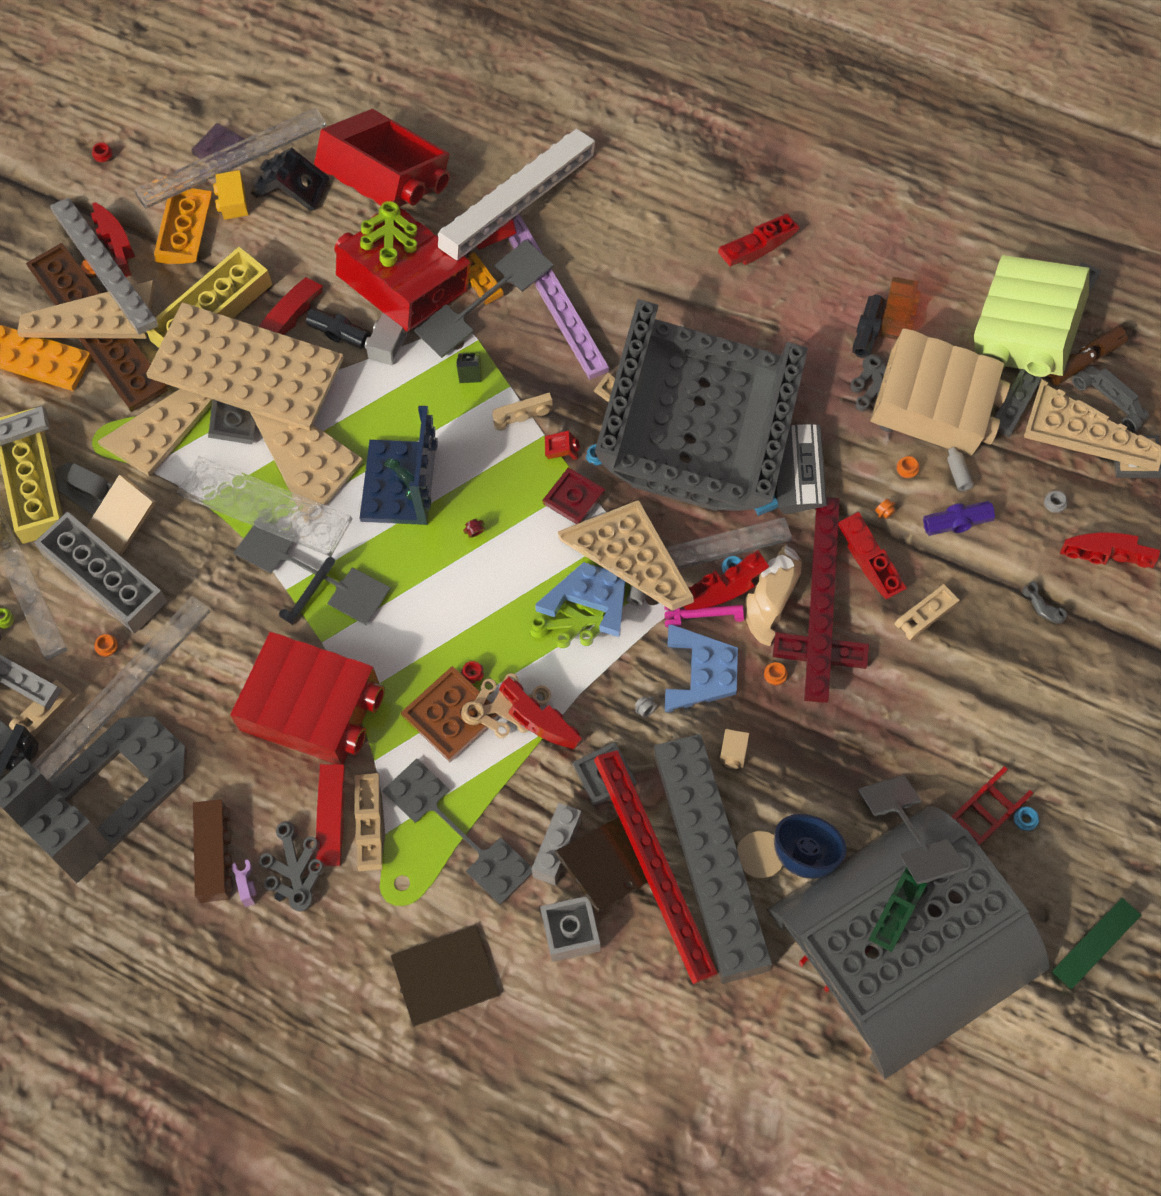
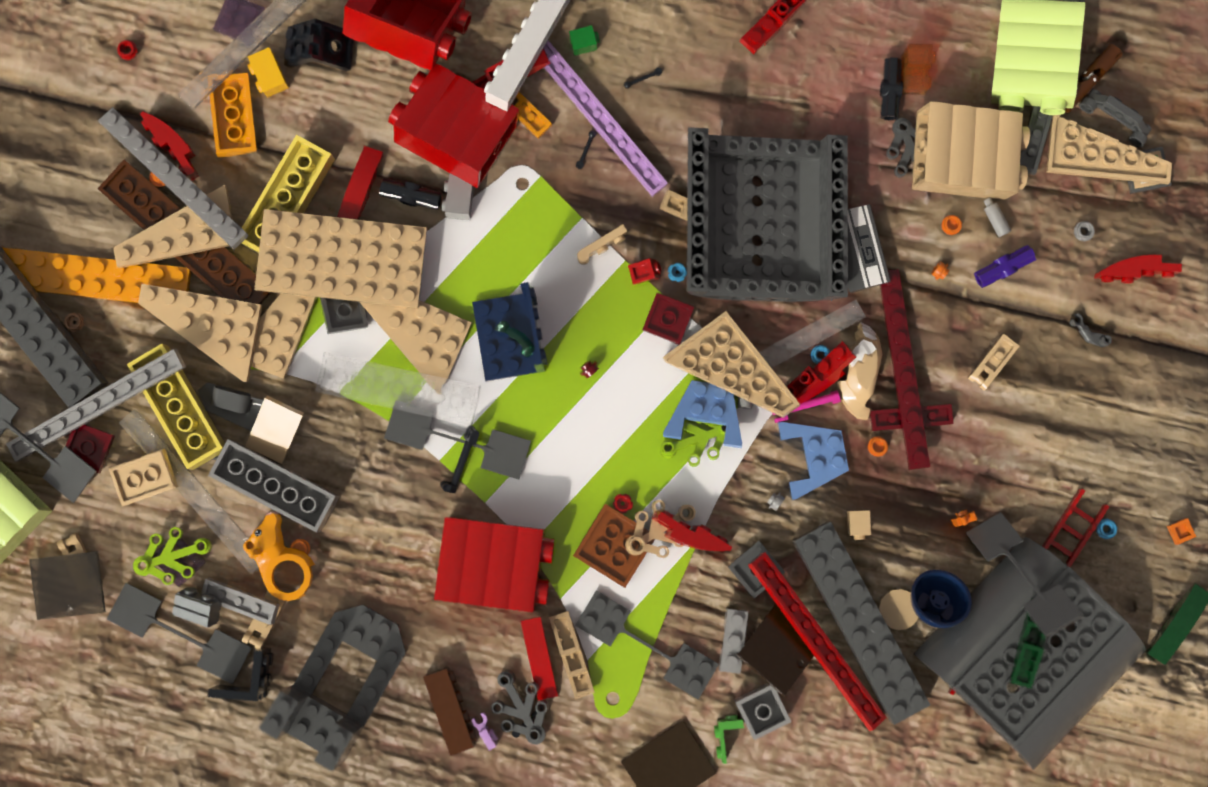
camera: 15 degrees left, 20 degrees up
(71, 635) = (268, 550): none -> light orange animal
(93, 405) = (213, 324): none -> tan wing
(120, 689) = (326, 586): clear plate -> none
(389, 213) = (437, 97): lime plant -> none
(447, 329) = (564, 97): dark grey hinge -> none
(469, 367) = (541, 207): slope -> none
(522, 336) = (579, 165): none -> black hinge
(530, 937) = (730, 722): none -> bright green bracket
(557, 224) = (584, 40): none -> green brick
(626, 268) = (658, 71): none -> black hinge
(858, 768) = (964, 517): none -> orange plate
(870, 557) = (938, 322): red slope -> none
(1116, 839) = (1181, 531): none -> orange plate

